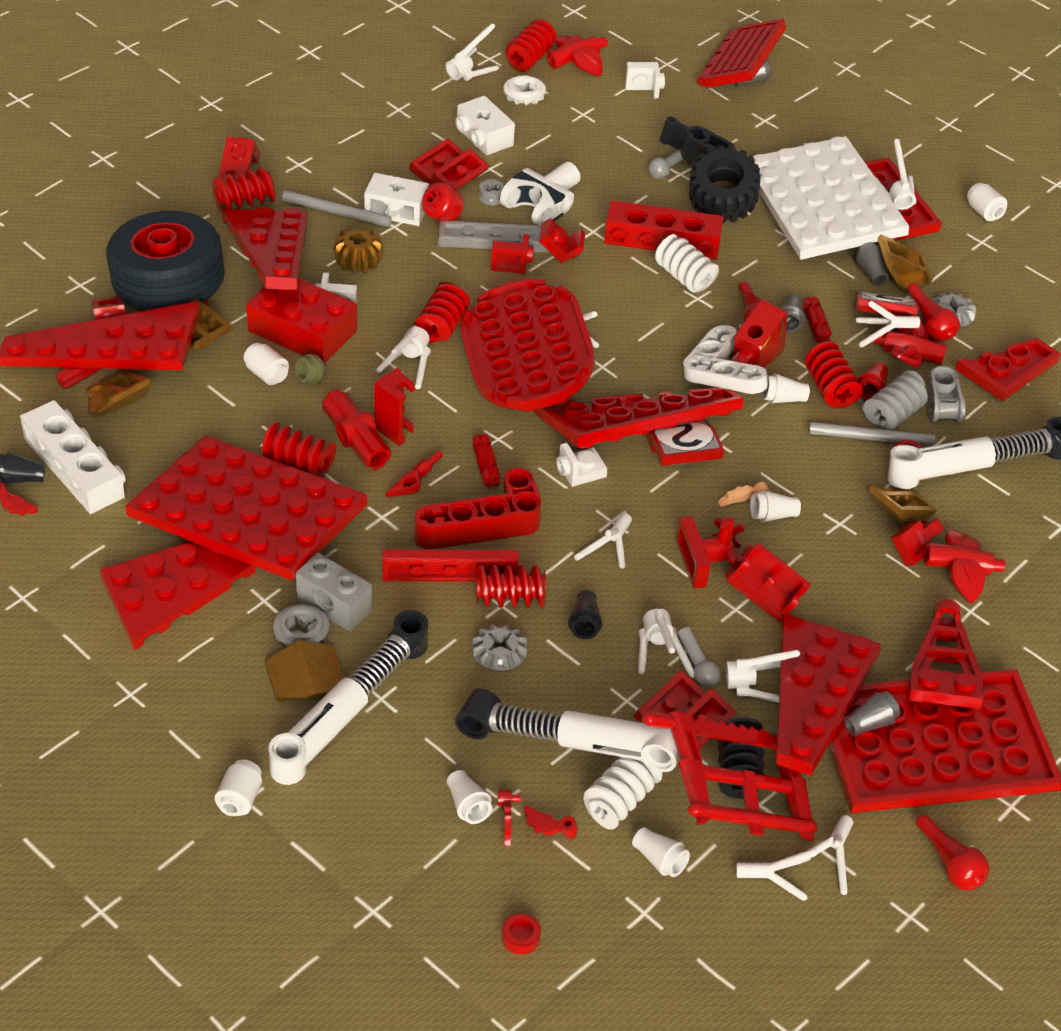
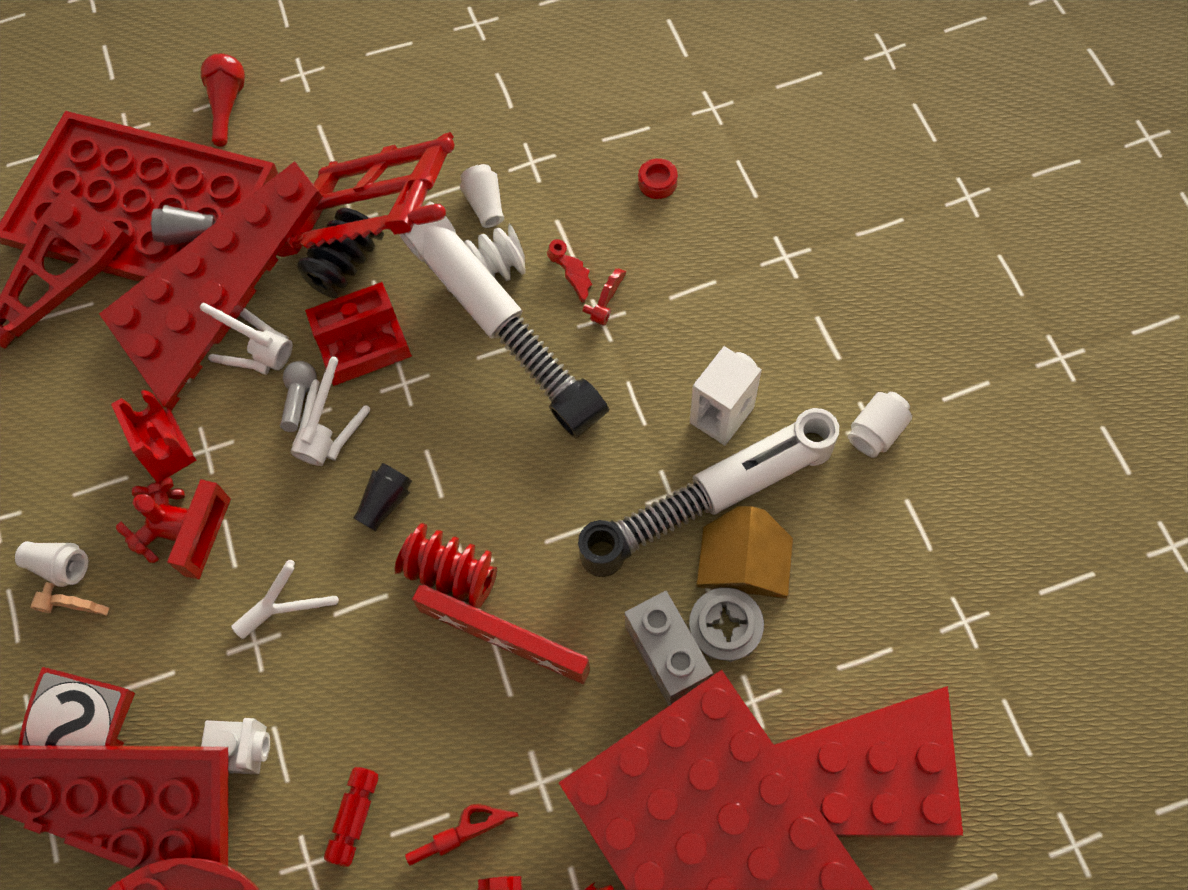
camera: 145 degrees left, 20 degrees up
(368, 744) = (724, 394): none -> white brick
(469, 798) = (639, 319): white cone -> none
(483, 518) = (421, 707): red beam -> none
(499, 658) = (493, 516): light grey gear -> none
(766, 870) = (382, 127): white plant -> none
(836, 841) = (320, 131): white plant -> none

